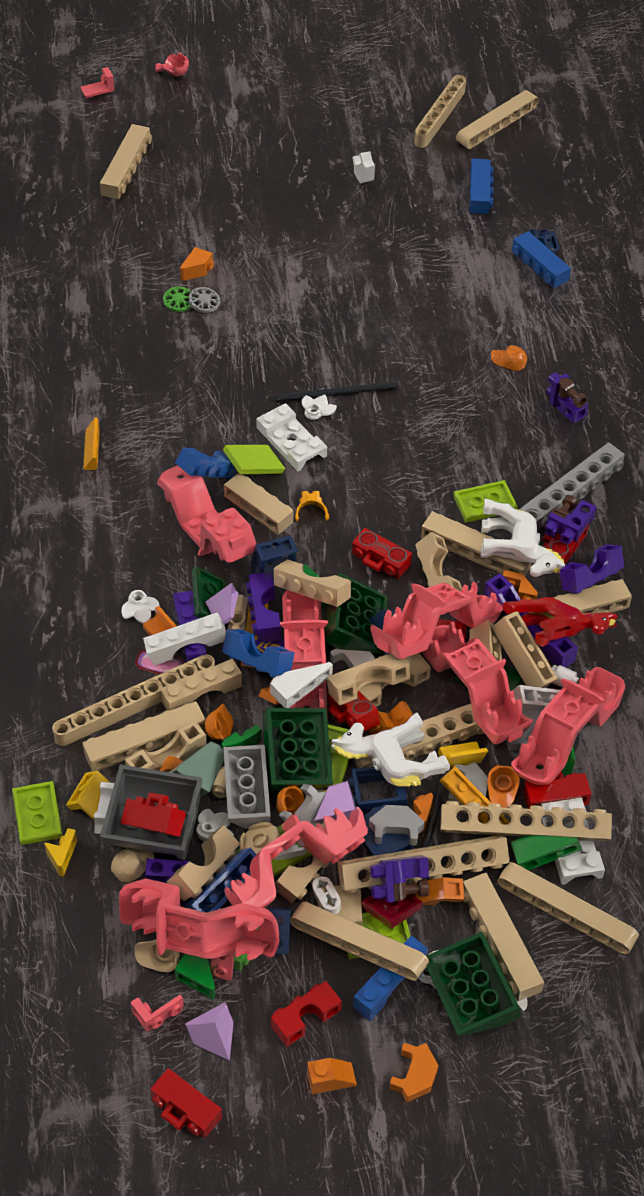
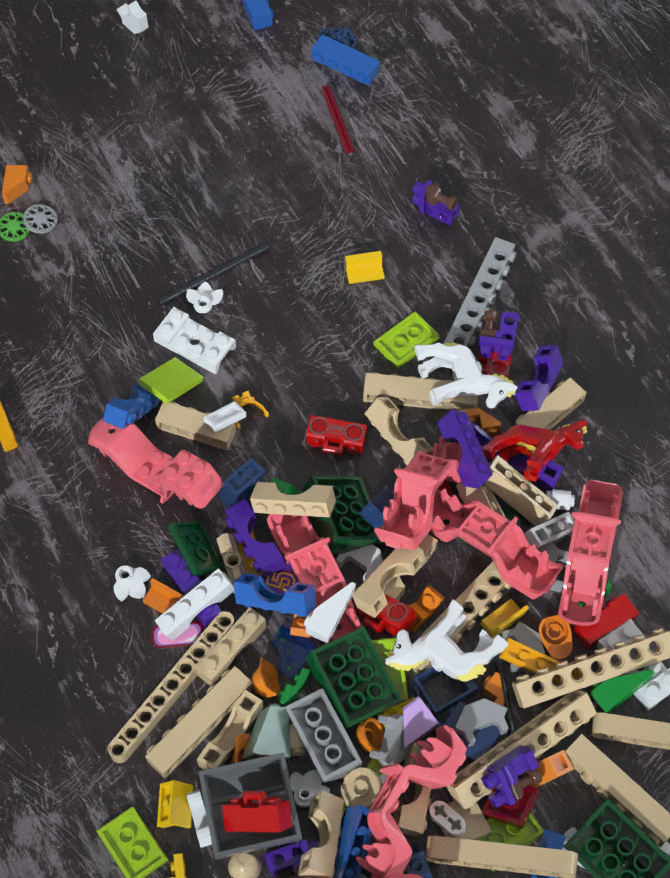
camera: 20 degrees left, 10 degrees up
(224, 603) = (216, 555): lavender slope -> none
(252, 710) = (292, 651): none -> clear blue tile
(286, 502) = (224, 416): none -> white tile
(475, 429) = (364, 267): none -> yellow panel
(490, 610) = (473, 468): none -> dark purple arch
(510, 305) = (337, 119): none -> dark red axle
(511, 358) = (362, 177): orange piece -> none

